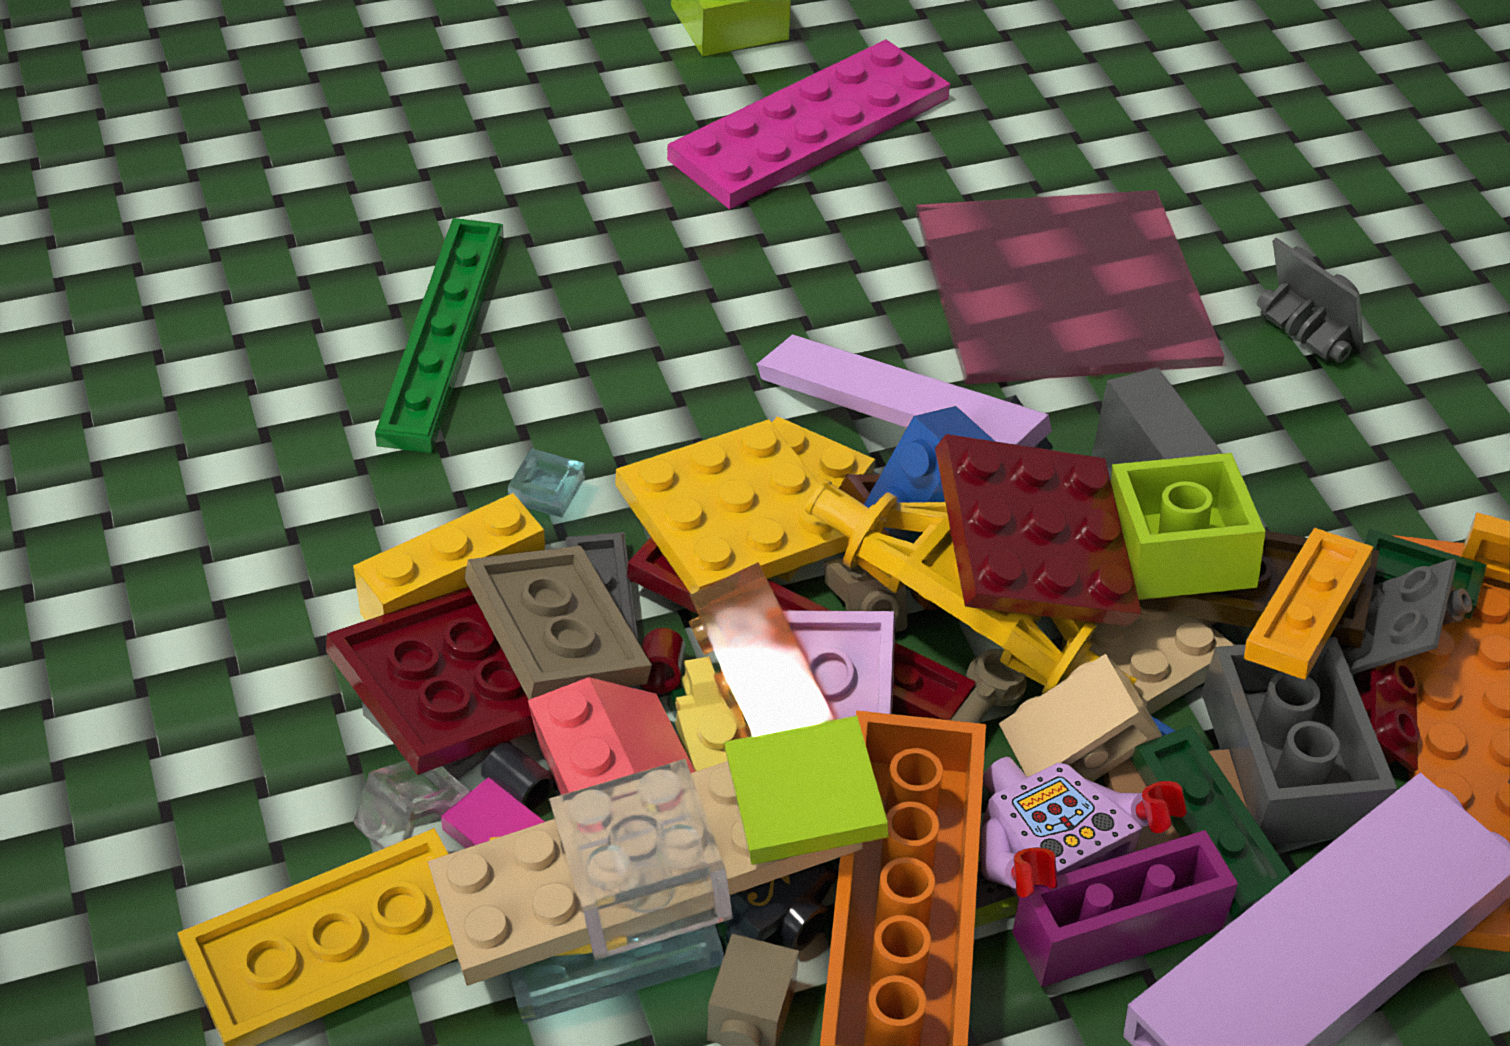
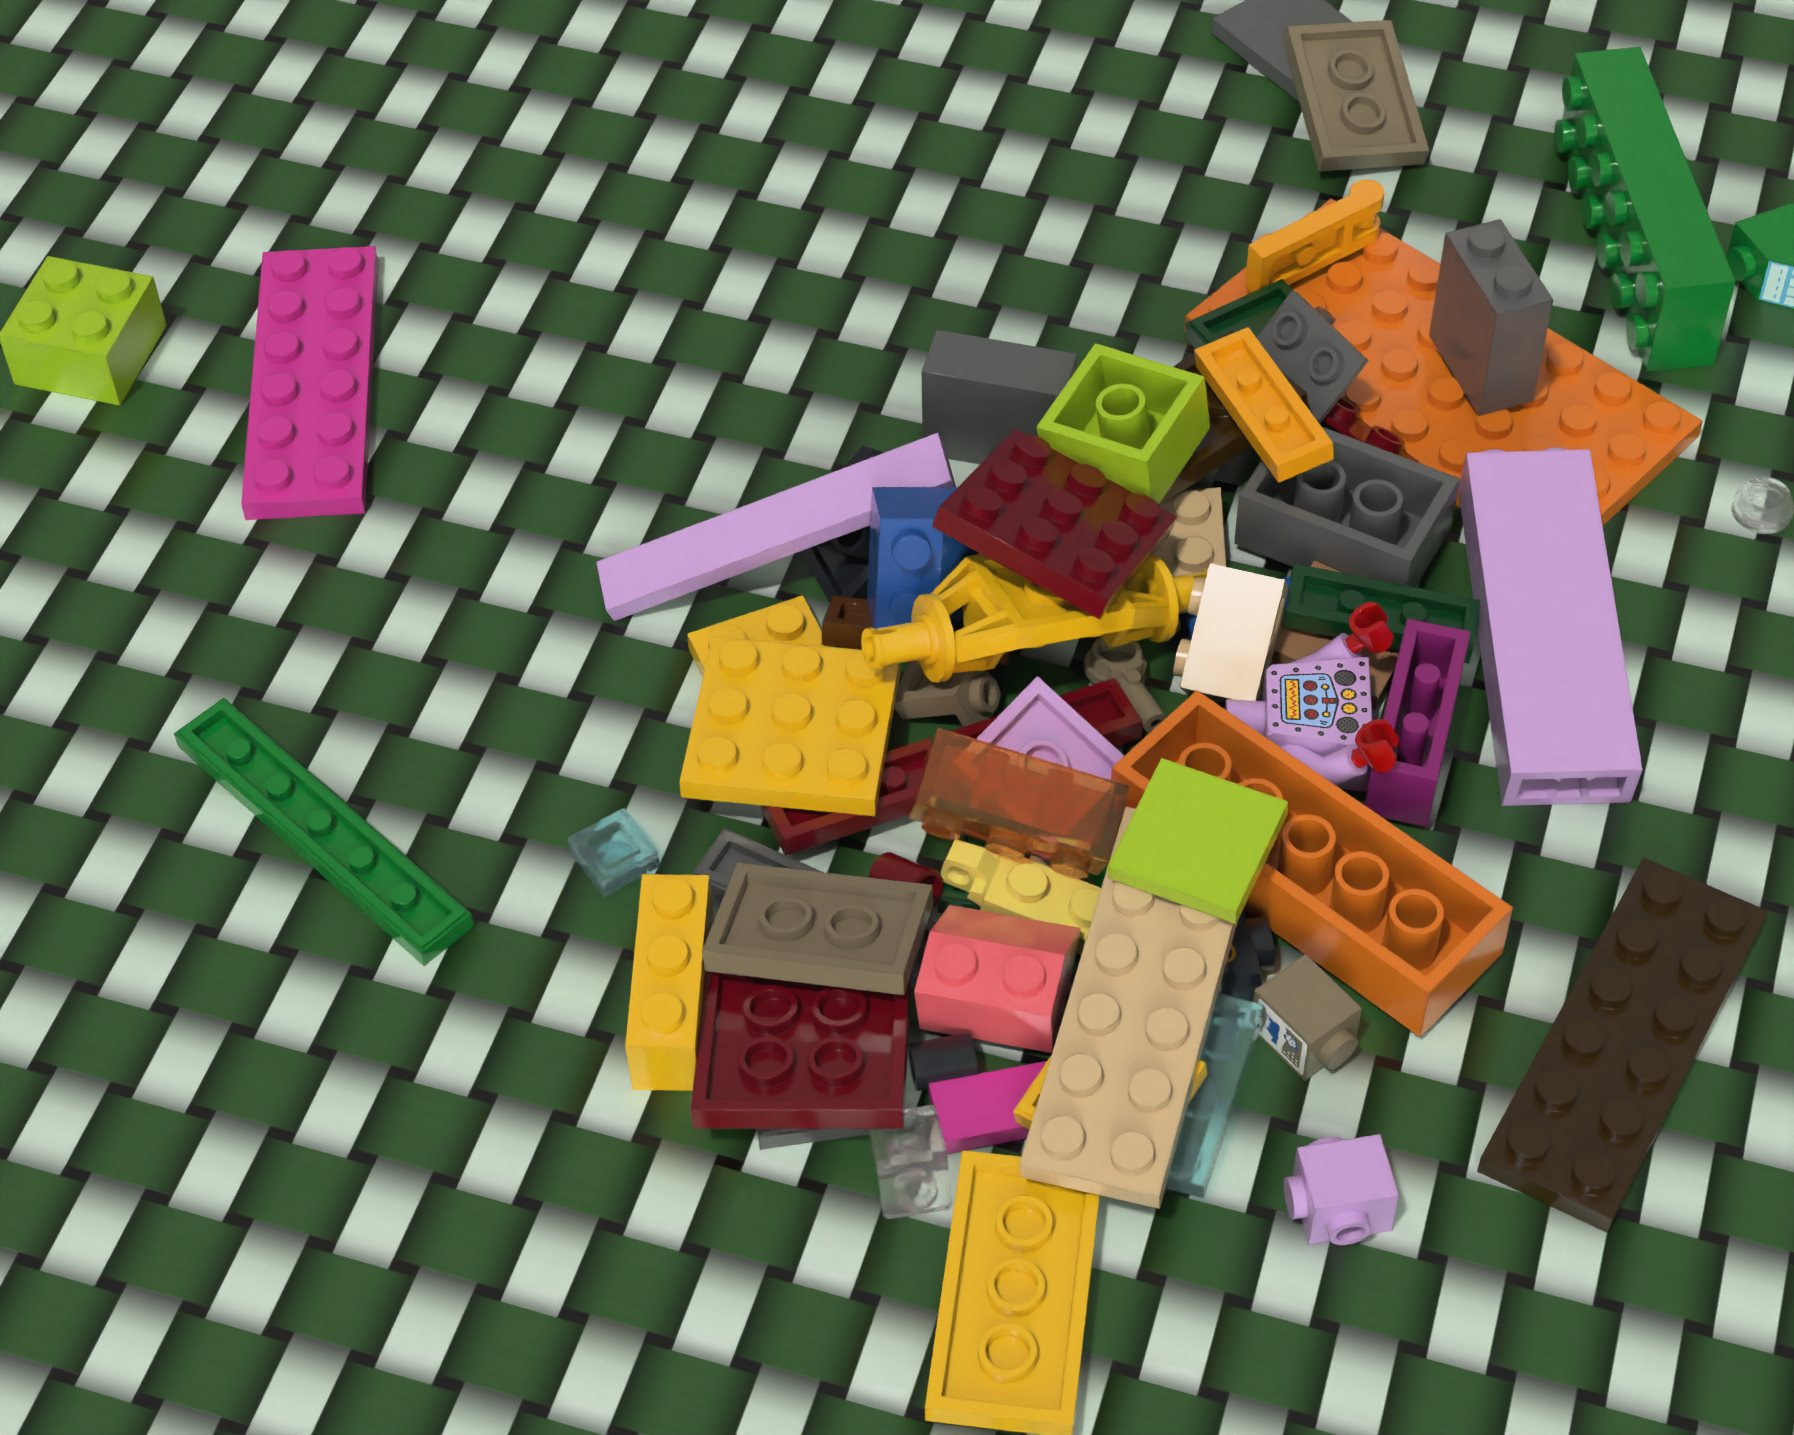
camera: 50 degrees left, 5 degrees up
(641, 859) = (1188, 989): clear brick -> none
(1065, 287) = (703, 337): clear pink piece -> none
(1313, 305) = (904, 178): dark grey hinge -> none

